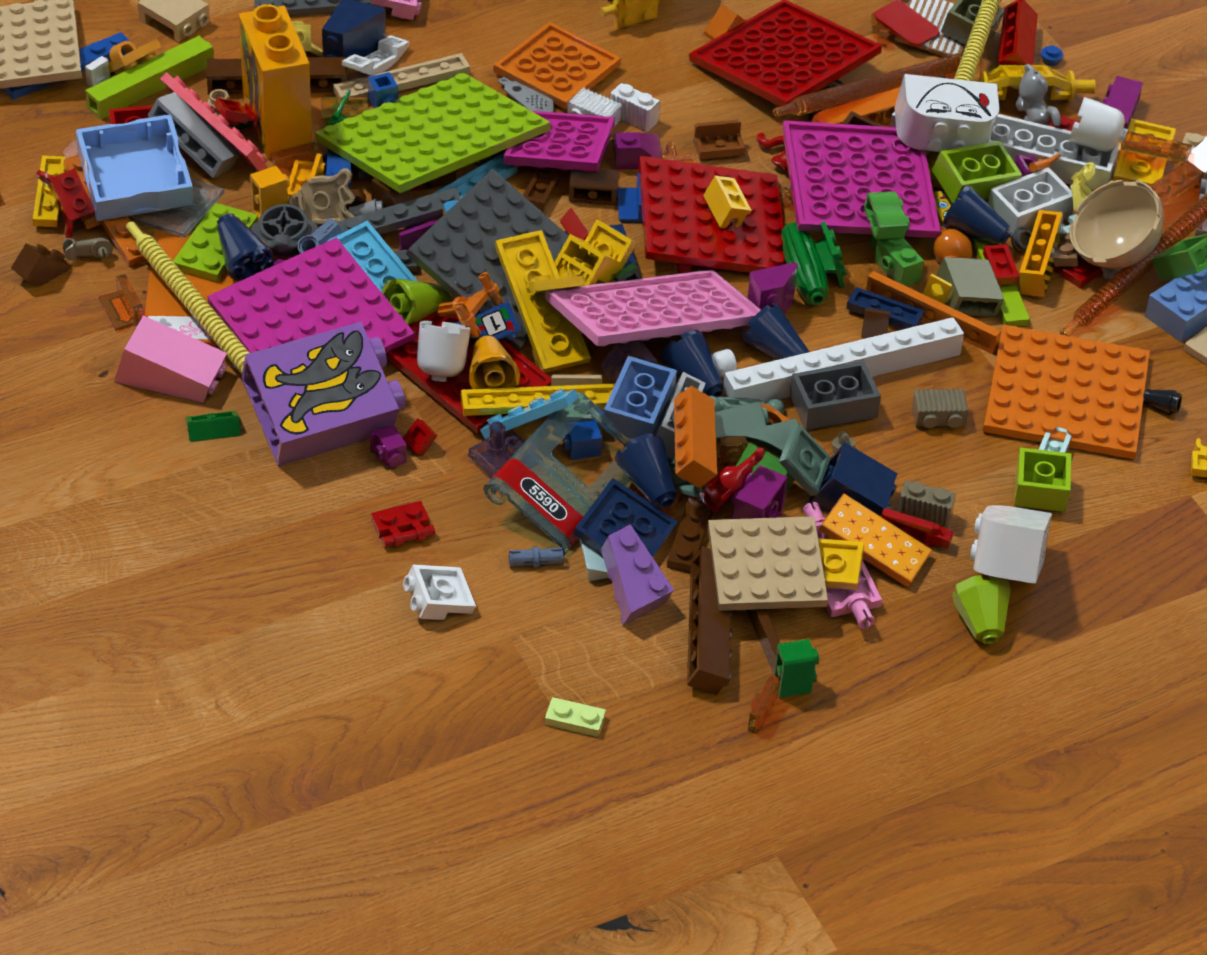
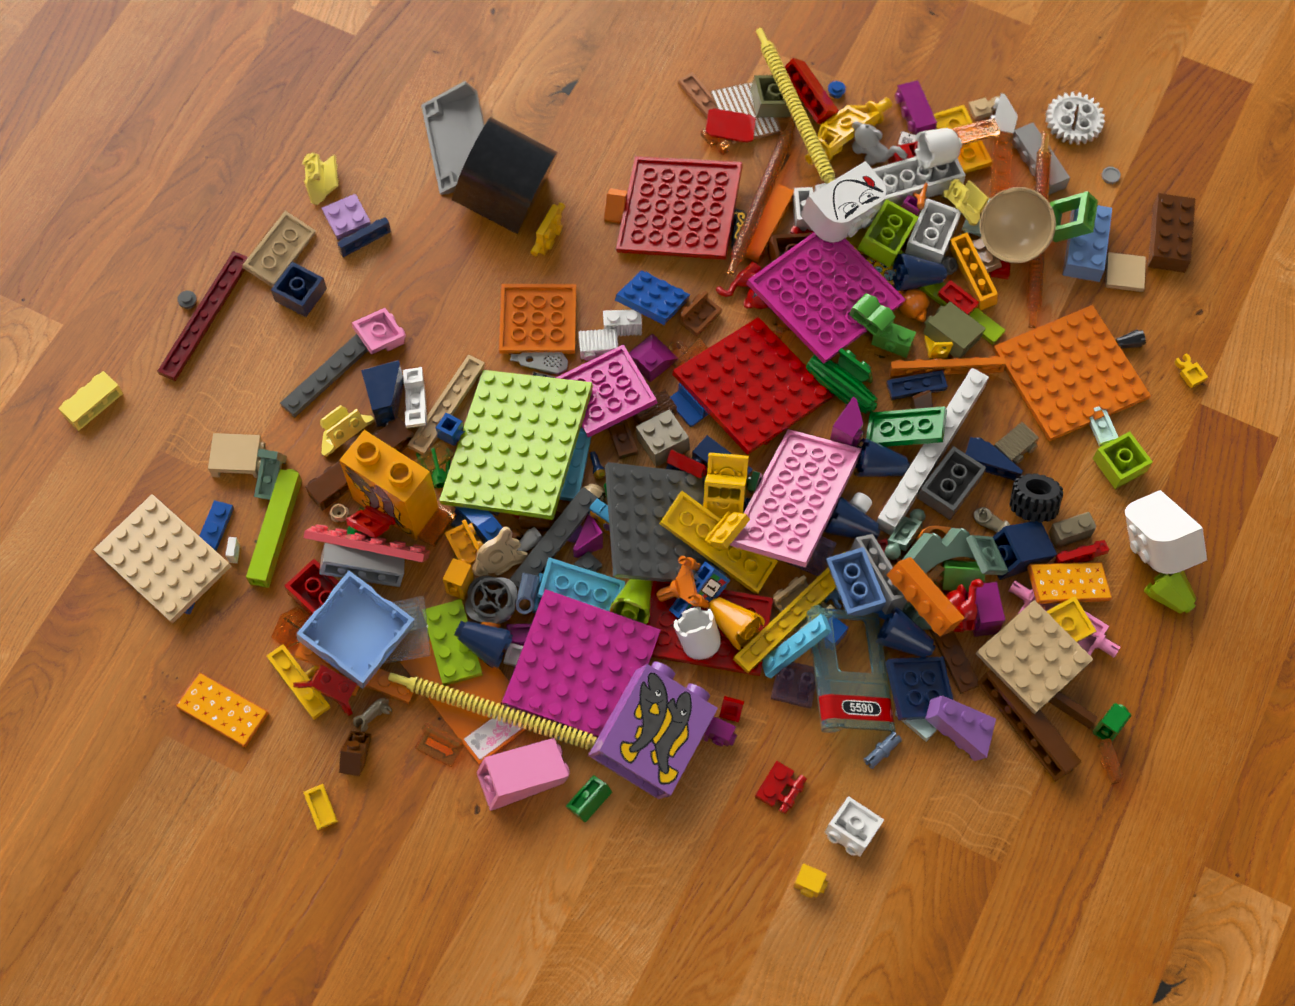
camera: 35 degrees left, 20 degrees up
(133, 55) = (249, 520): light orange plate -> none
(197, 25) = (268, 471): none -> sand green bracket
(350, 605) = (810, 881): none -> yellow brick
(575, 717) = (1011, 856): yellowish green plate -> none
(583, 197) = (661, 436): none -> dark tan brick
(681, 99) = (652, 297): none -> blue plate
(726, 201) = (762, 372): yellow hinge -> none
(835, 324) = (907, 426): none -> green plate
(898, 404) = (990, 457): none -> dark blue slope
(910, 451) = (1036, 497): none -> black tyre

